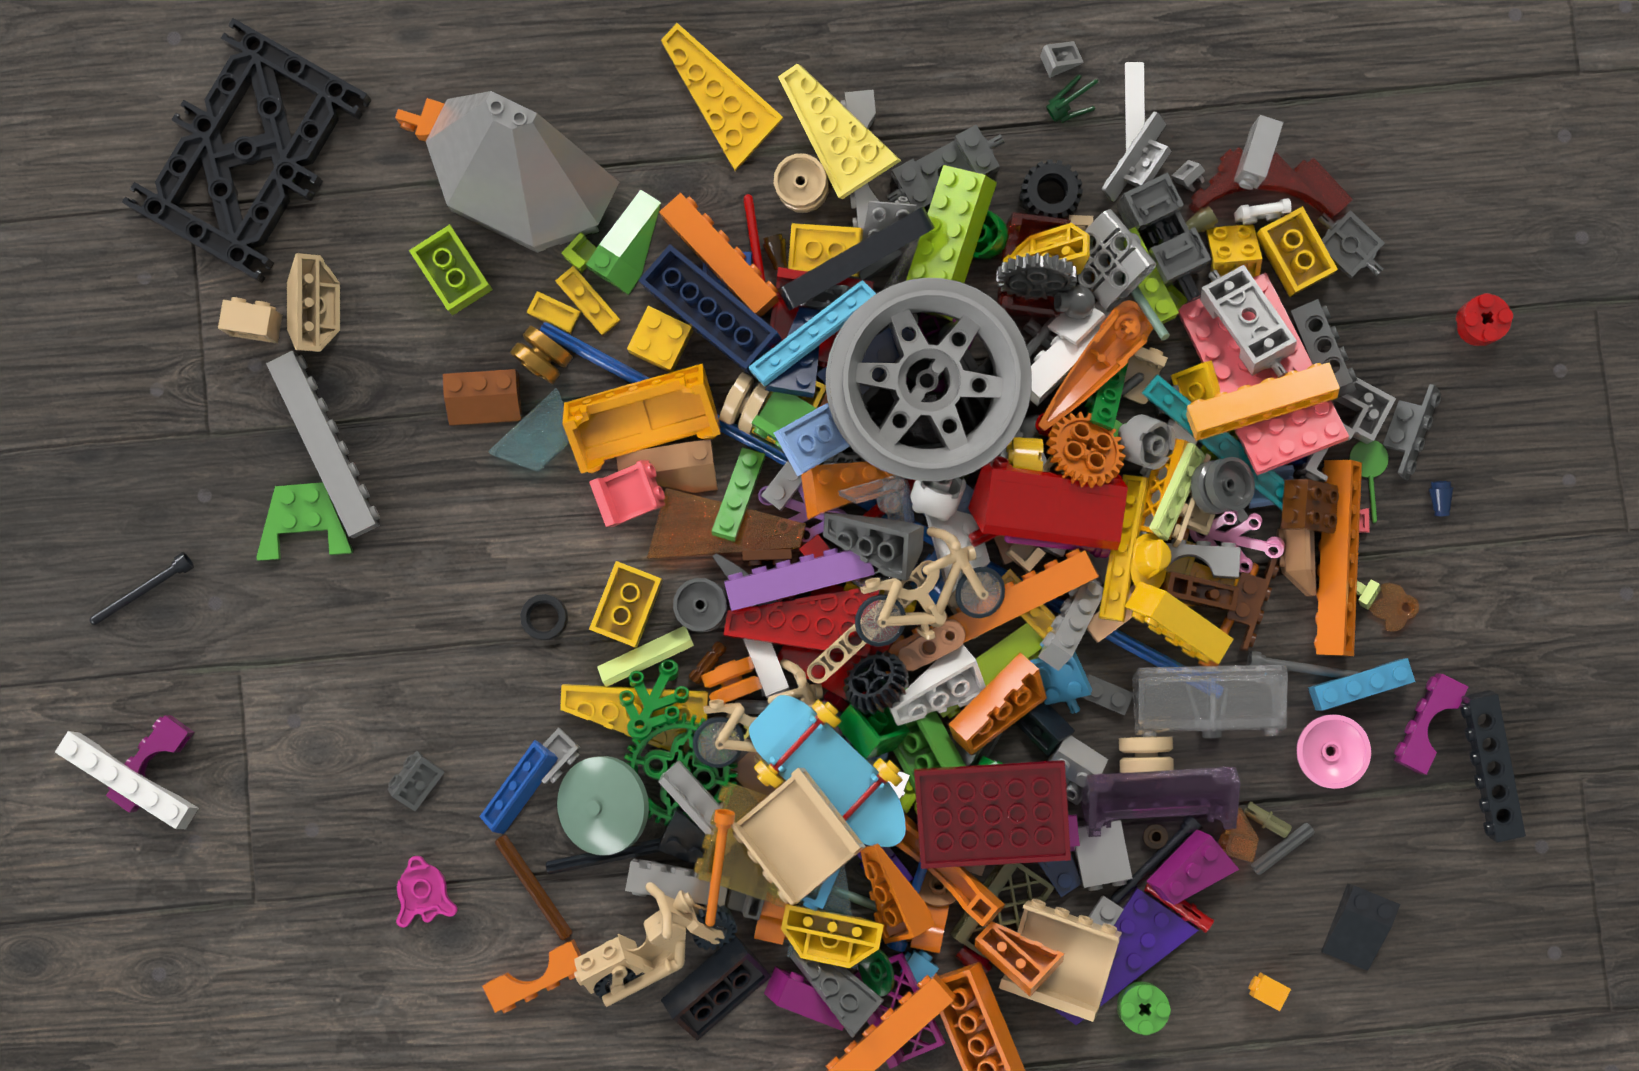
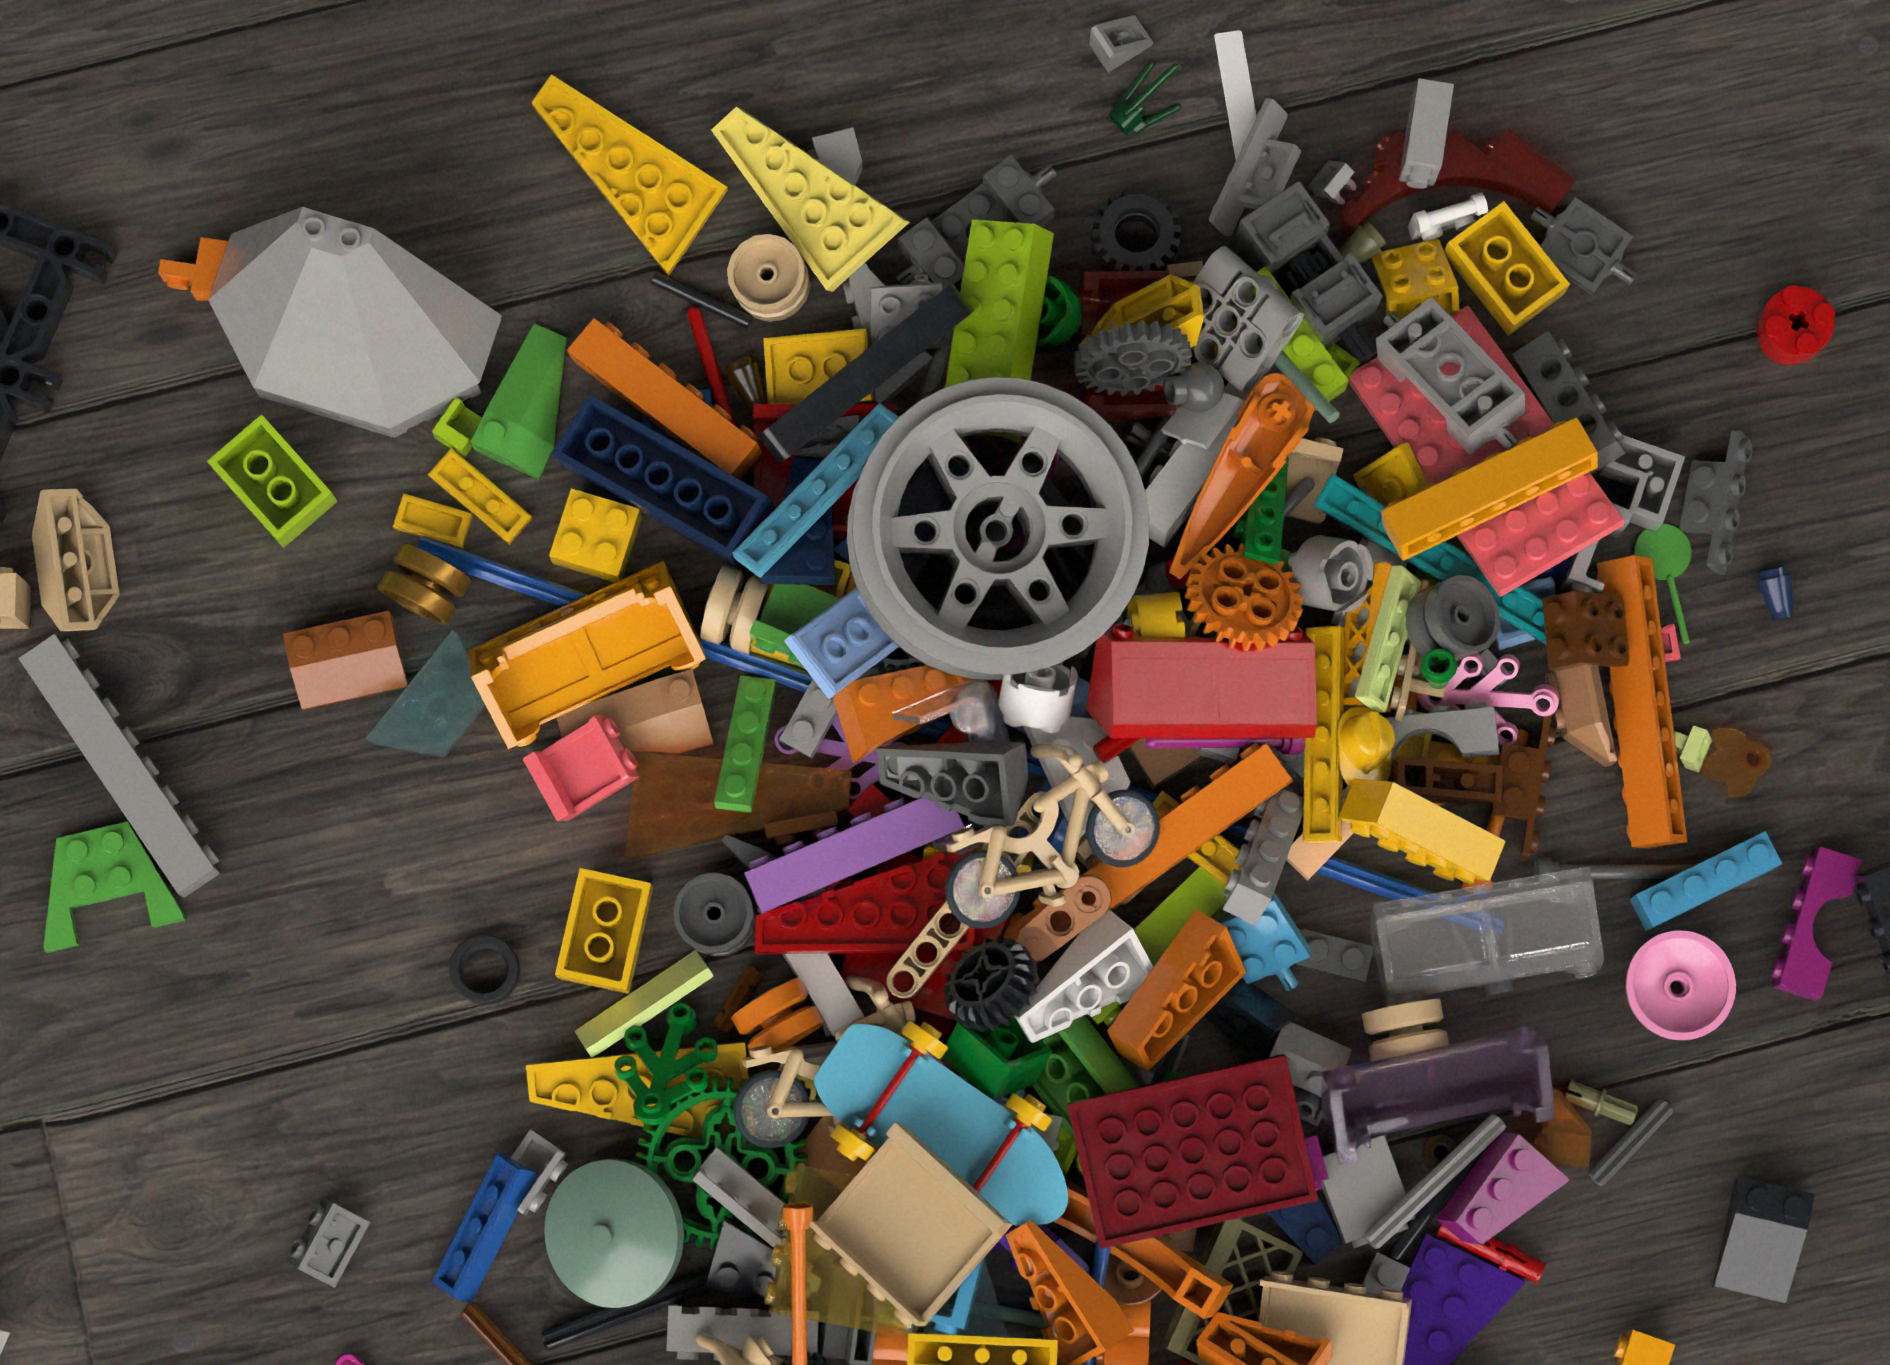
camera: 10 degrees left, 5 degrees down
(754, 190) = (701, 300): none -> black bar
(1025, 555) = (1180, 766): tan panel -> none
(1149, 856) = (1434, 1181): none -> light grey axle
(1211, 512) = (1438, 661): none -> green cone

